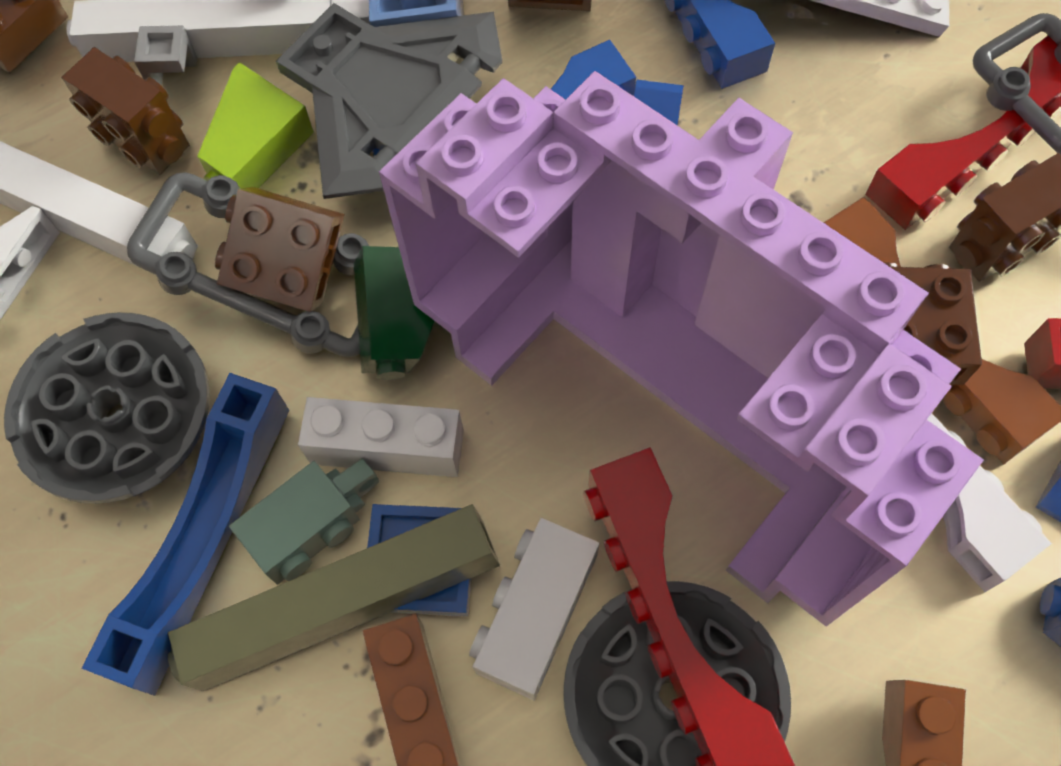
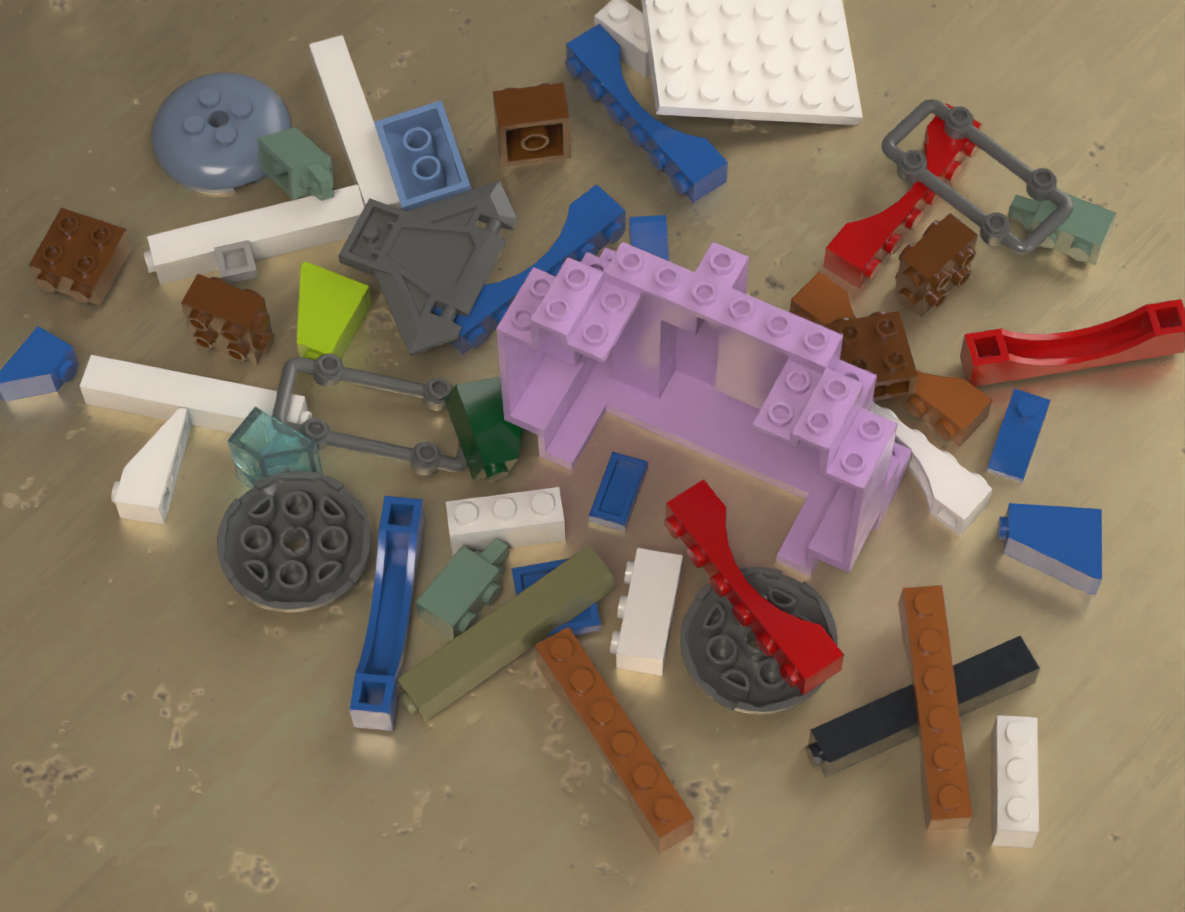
camera: 15 degrees left, 5 degrees down
(108, 280) = (269, 447): none -> clear light blue slope
(278, 248) = (388, 399): reddish brown brick -> none
(541, 427) = (618, 491): none -> blue tile

